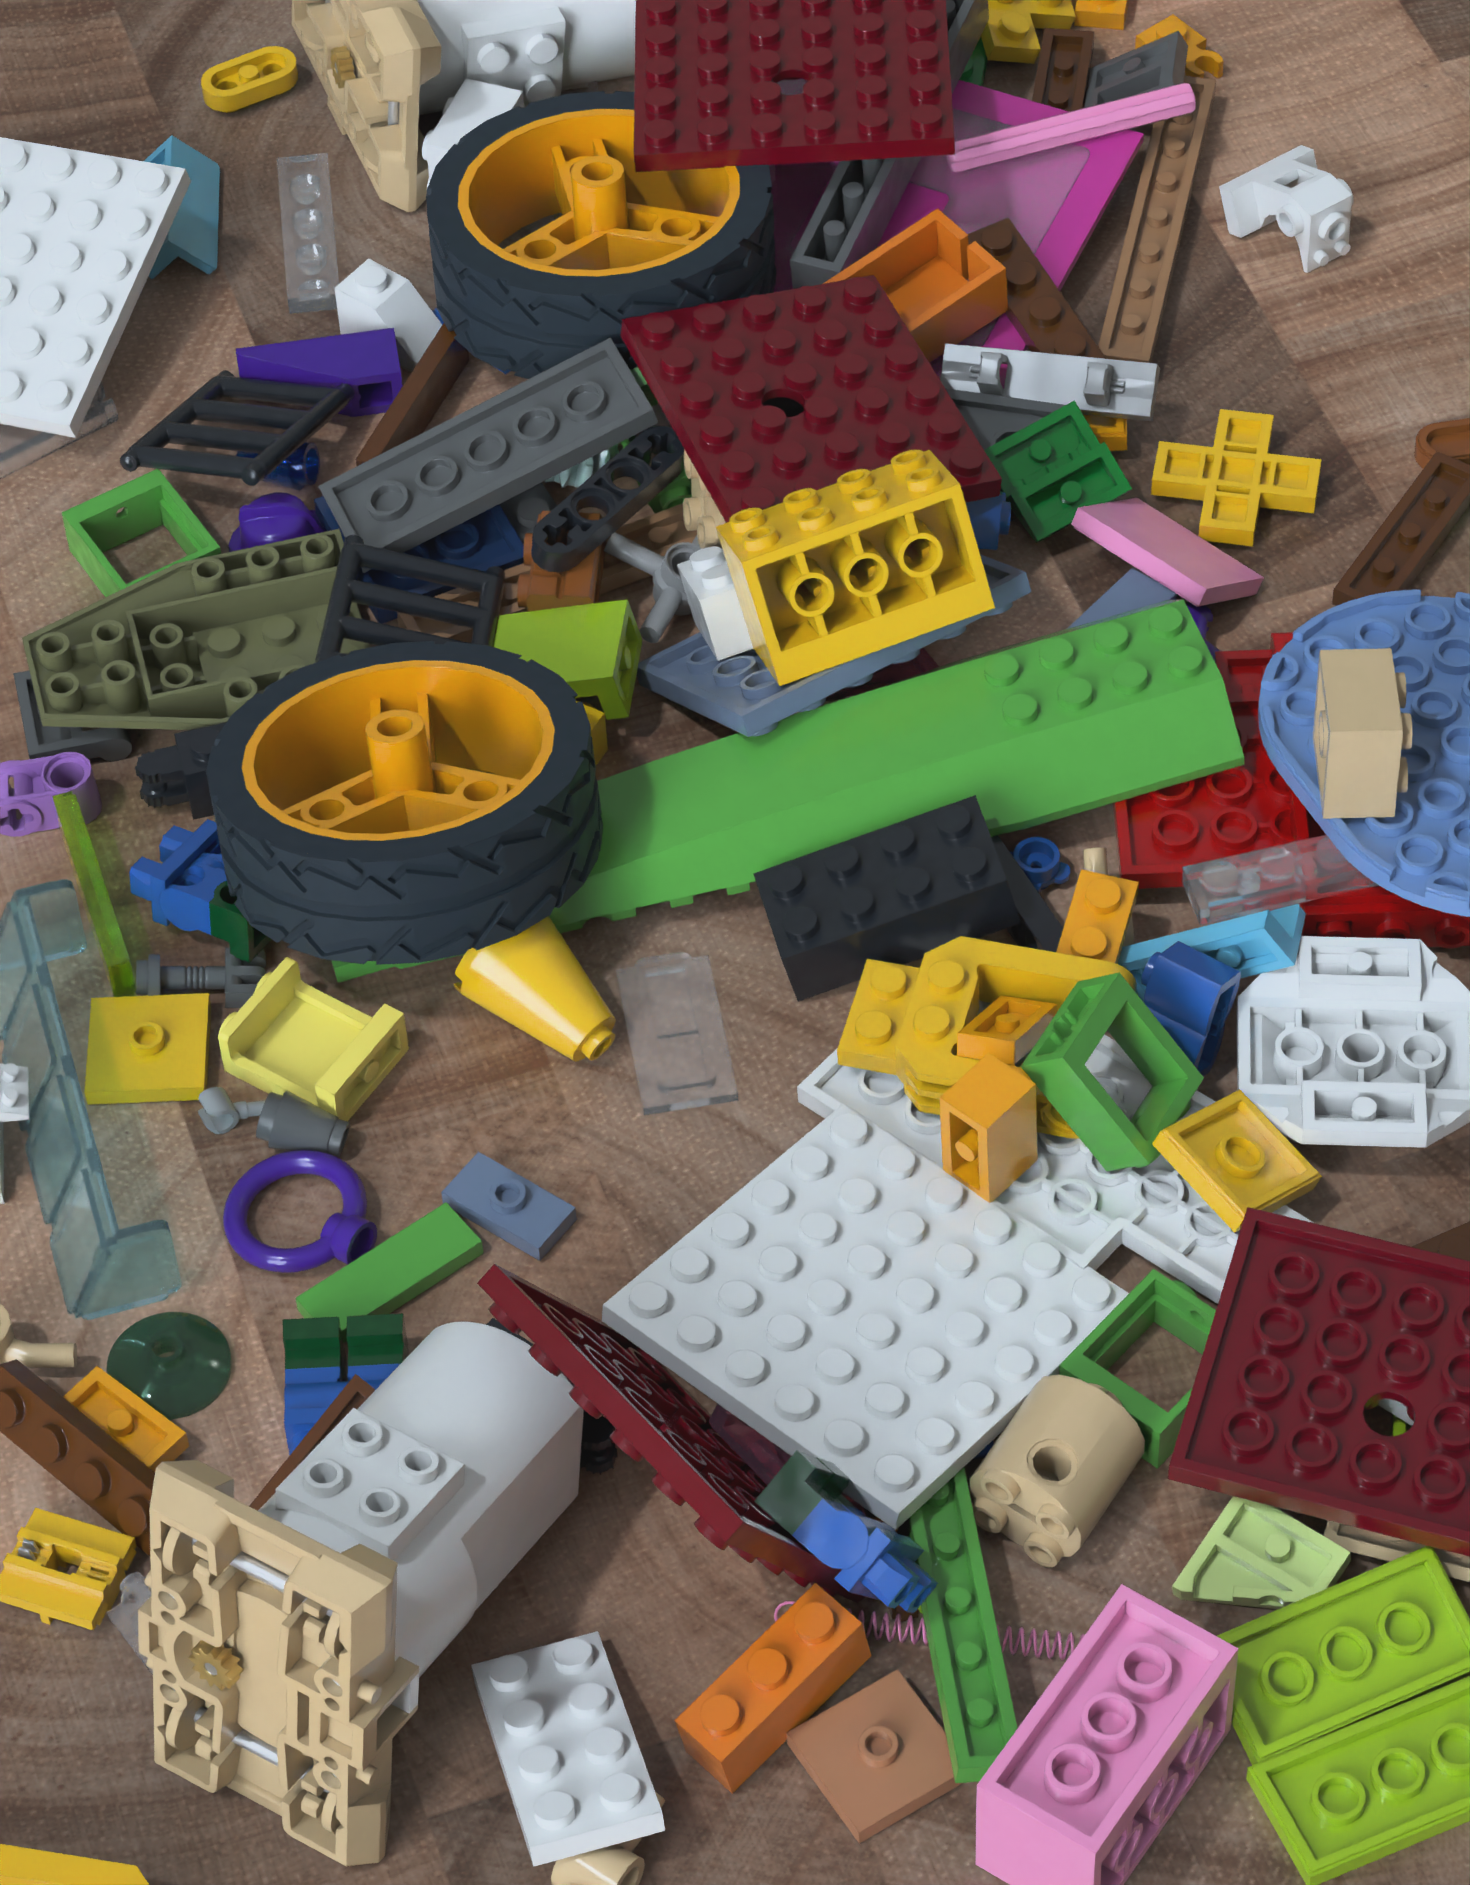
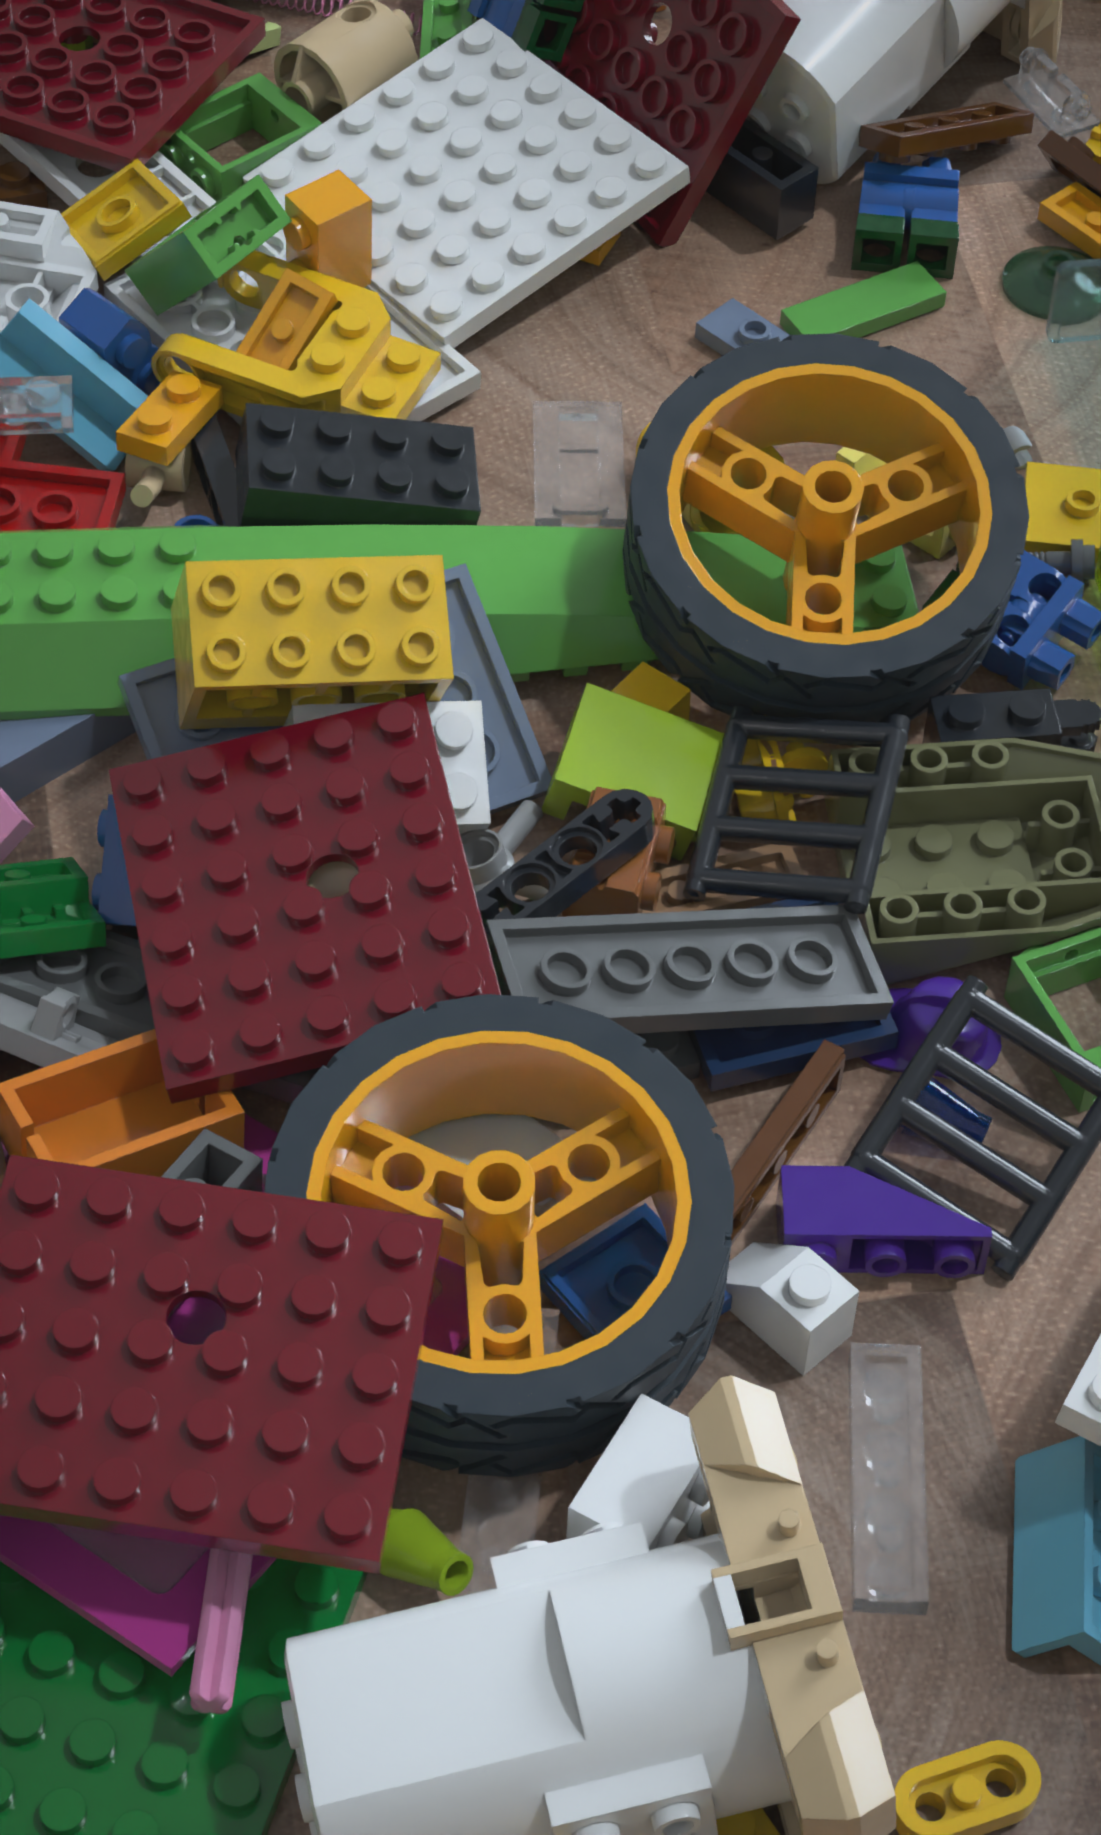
camera: 175 degrees left, 0 degrees up
(343, 1235) = (902, 330): dark purple piece -> none

